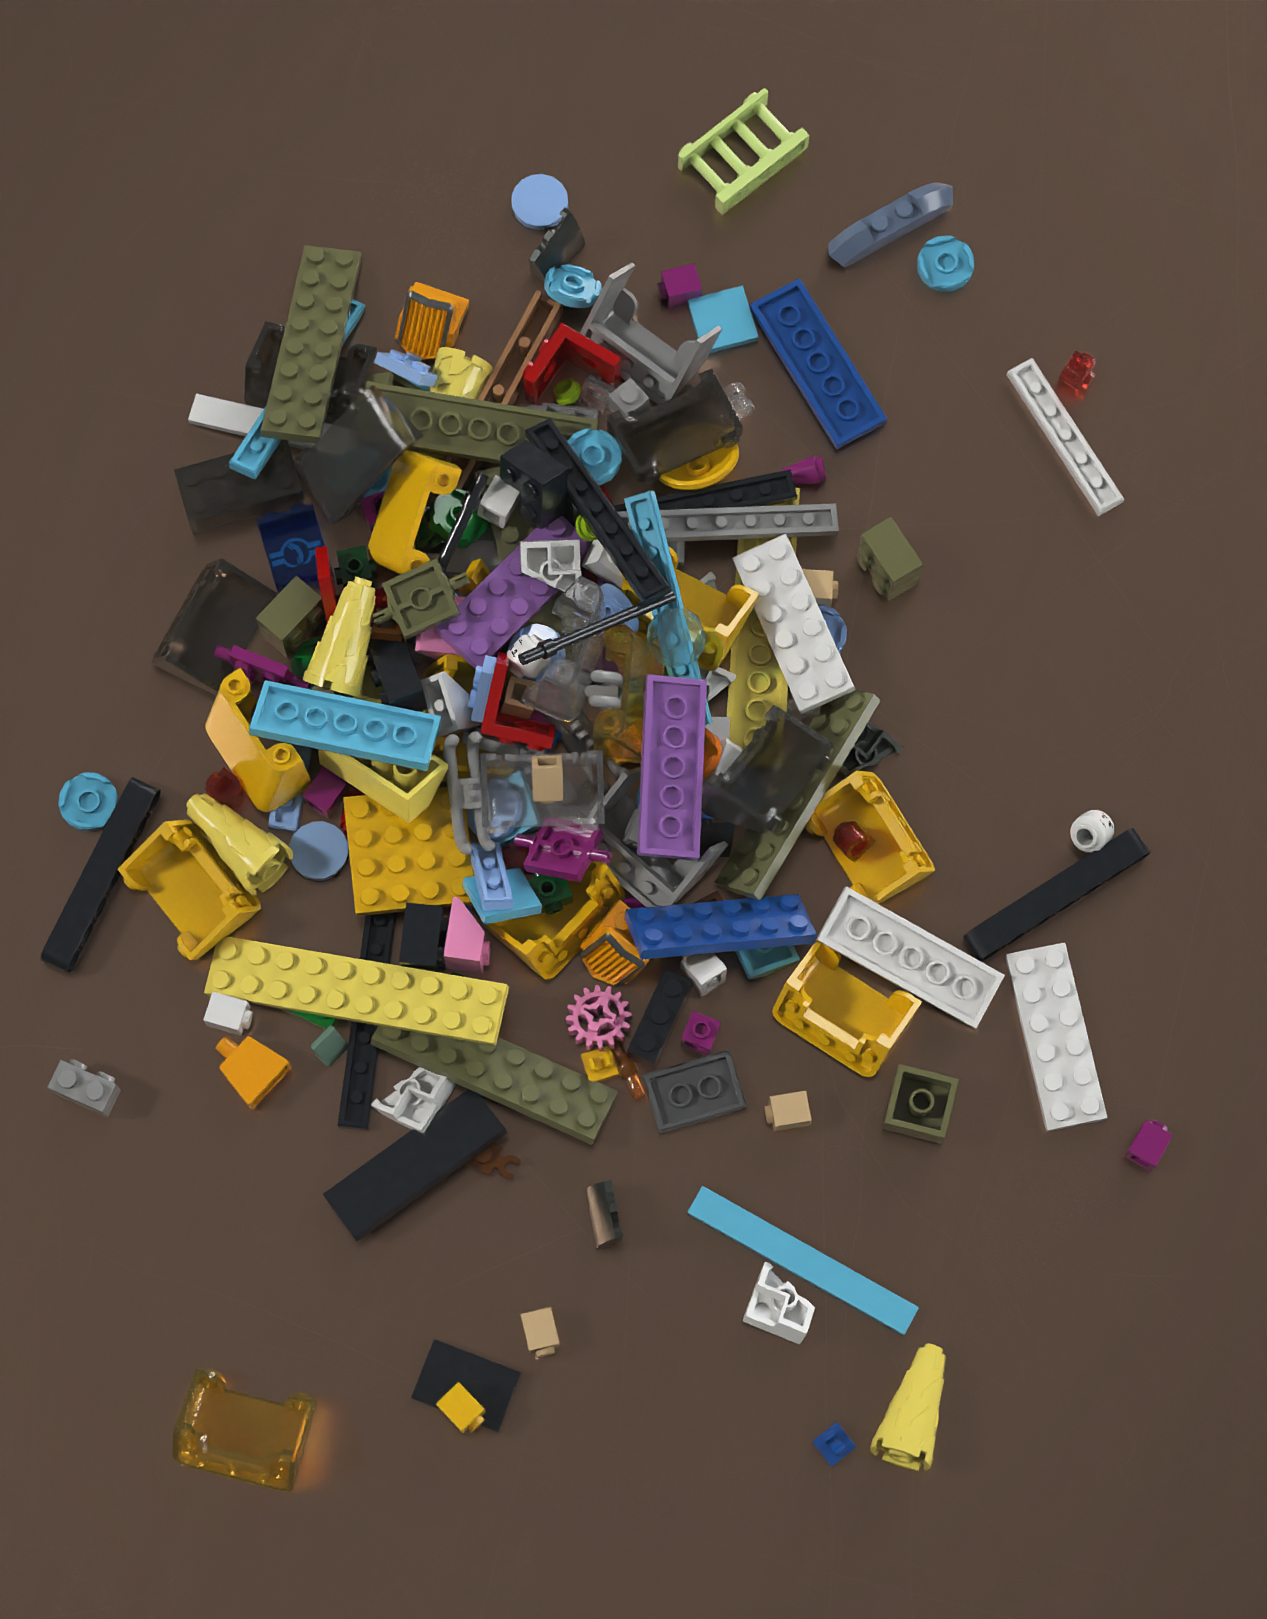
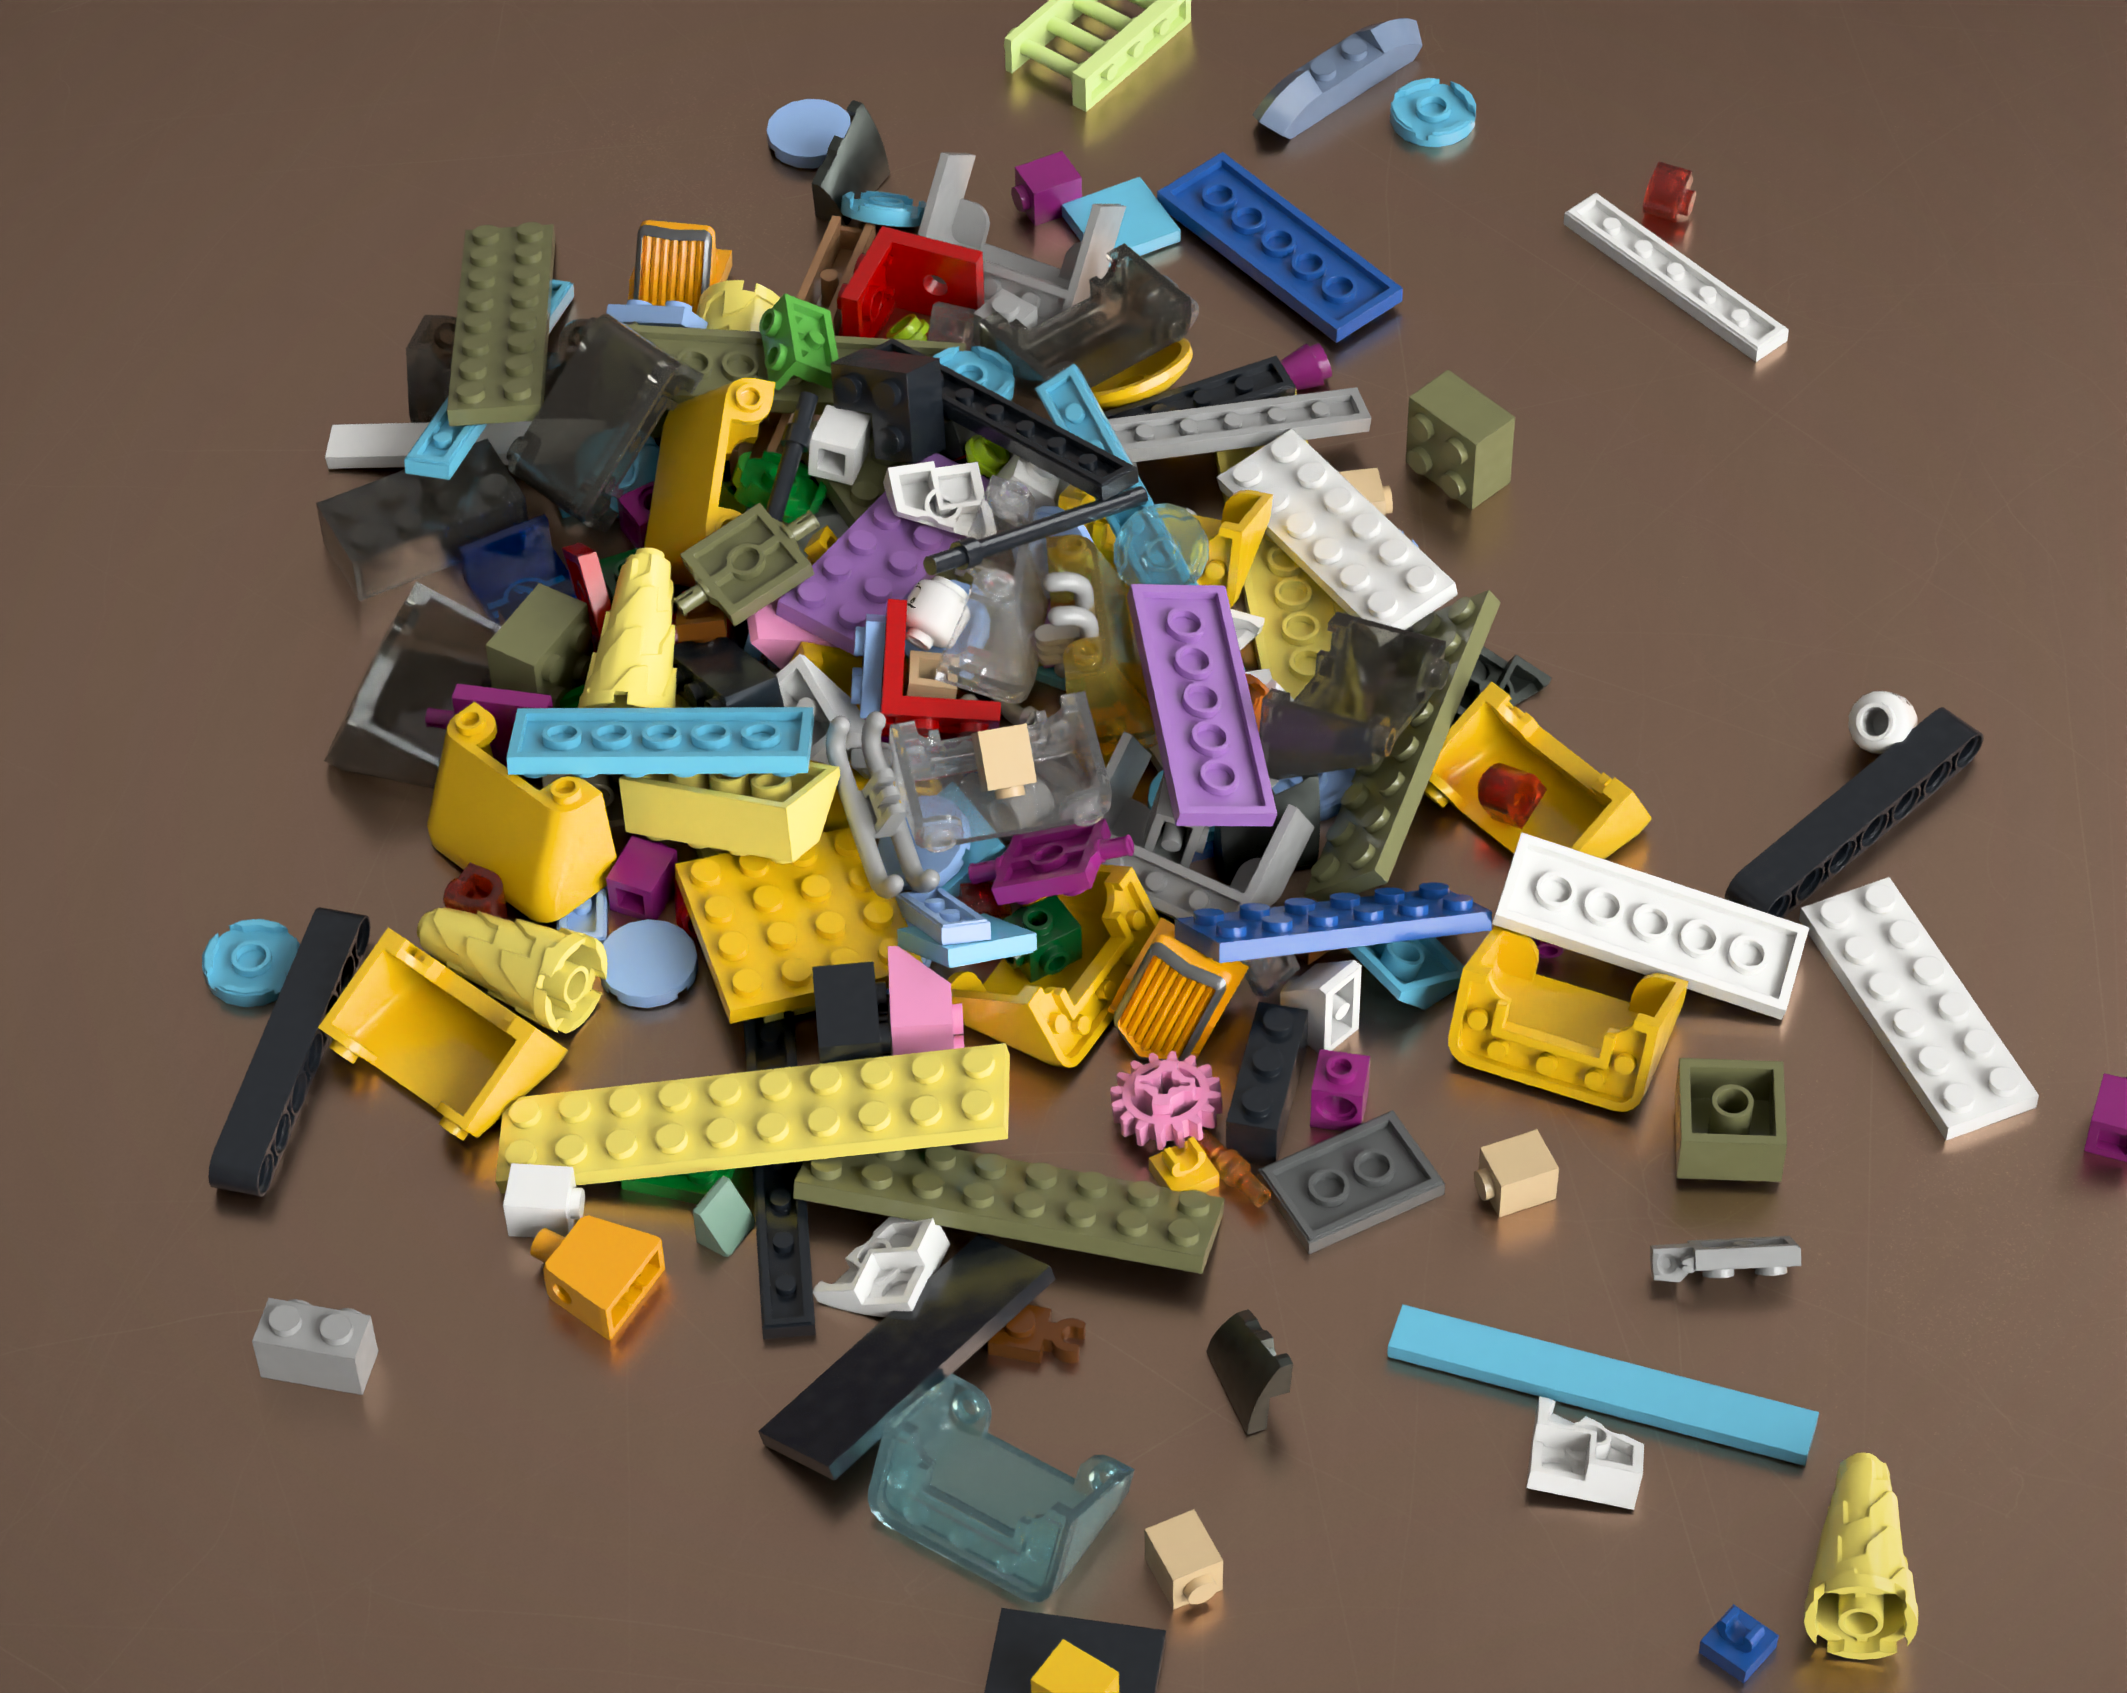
camera: 10 degrees left, 25 degrees down
(444, 1265) = (985, 1499): none -> clear light blue windscreen
(489, 418) = (798, 342): none -> bright green bracket
(895, 1192) = (1721, 1256): none -> light grey hinge

